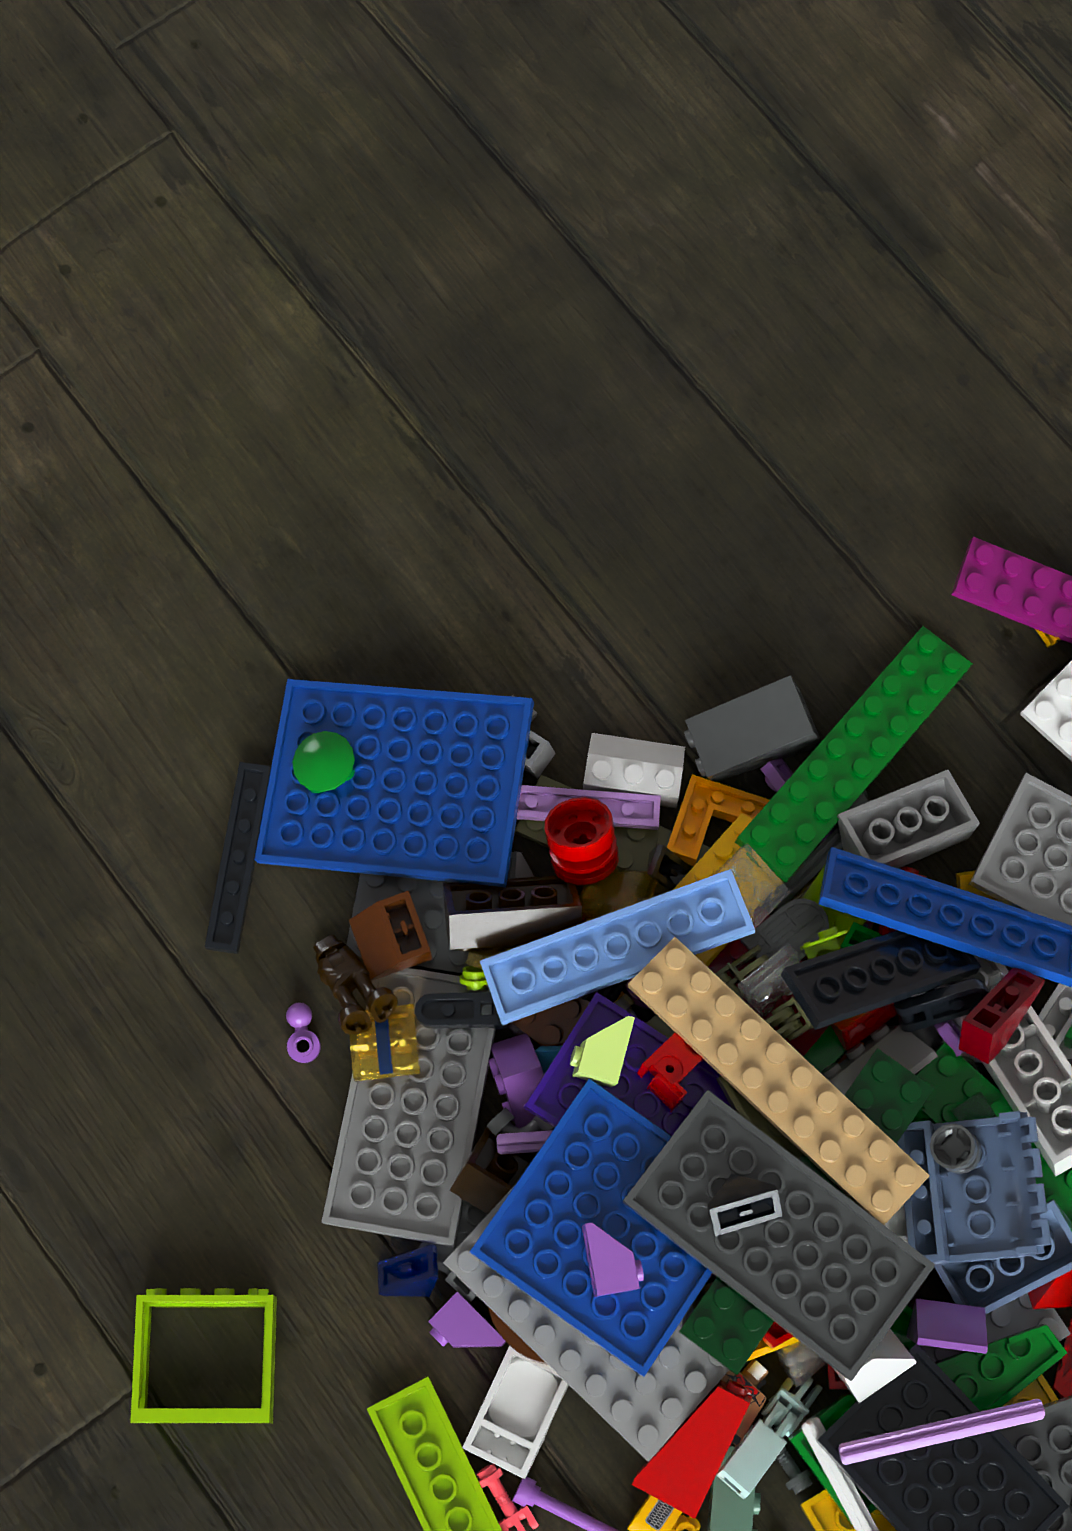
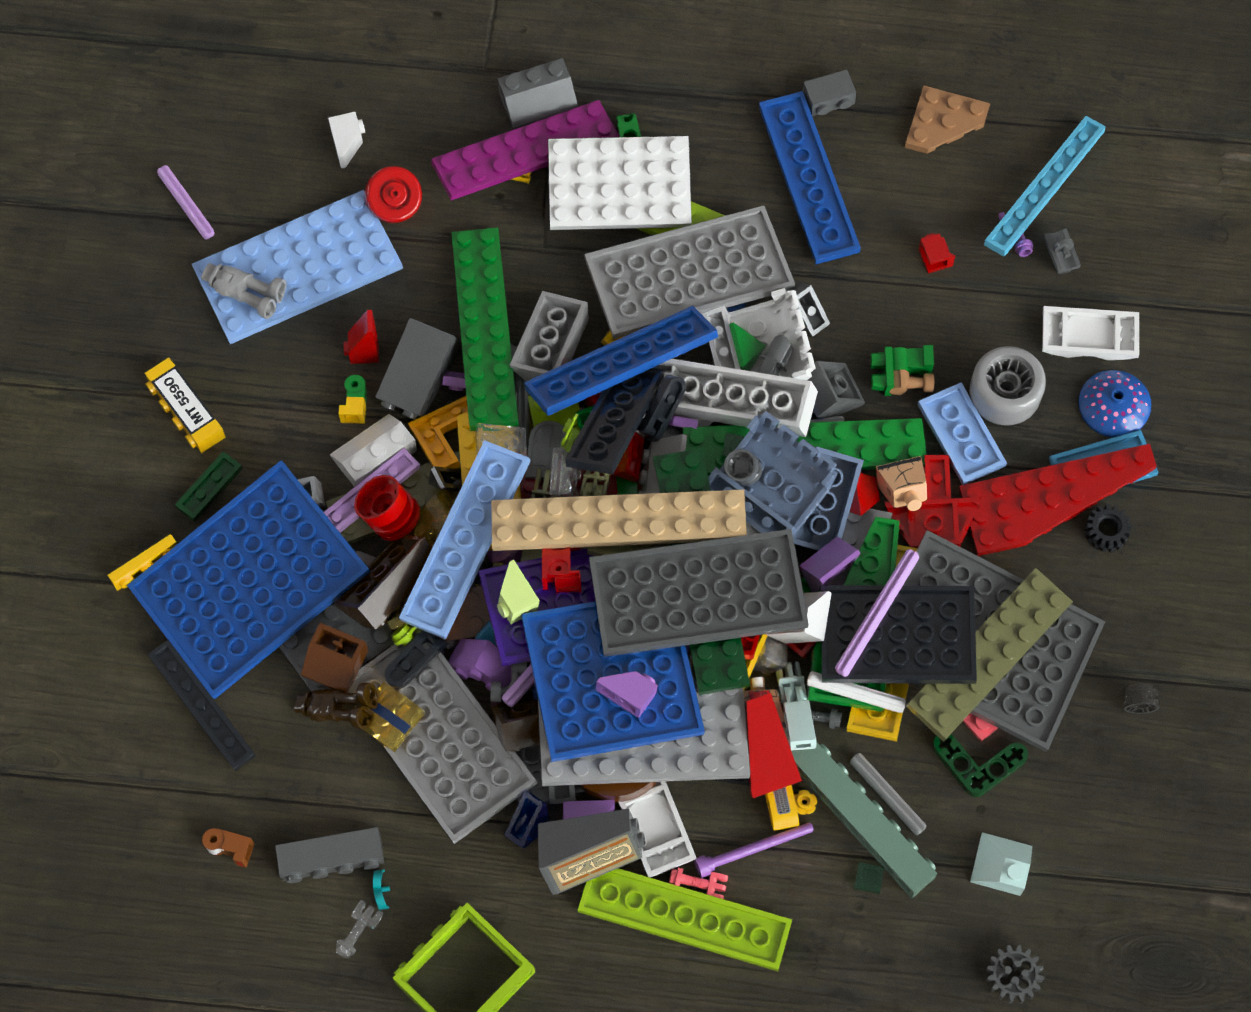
camera: 45 degrees left, 5 degrees down
(130, 1219) = (345, 947): none -> clear hinge
(131, 1013) = (229, 843): none -> dark orange leg
(205, 1116) = (330, 854): none -> dark grey brick
(215, 1194) = (377, 879): none -> teal piece
(299, 1017) = (326, 753): medium lavender plate -> none
(315, 670) = (132, 569): none -> yellow plate
(323, 761) = (197, 606): green dish -> none
(428, 1362) = (587, 847): none -> dark grey slope
(452, 656) = (208, 486): none -> dark green plate
(507, 559) = (185, 406): none -> brick
(666, 704) = (356, 399): none -> leg
(667, 483) = (234, 283): none -> light grey piece
(705, 363) = (185, 202): none -> lavender axle
(728, 655) = (363, 341): none -> red slope
(743, 1204) = (666, 592): black slope -> none
(745, 522) = (317, 257): none -> light blue plate
(902, 537) = (393, 194): none -> red wheel
(917, 438) = (346, 135): none -> white slope
(999, 1014) = (696, 383): dark red slope -> none

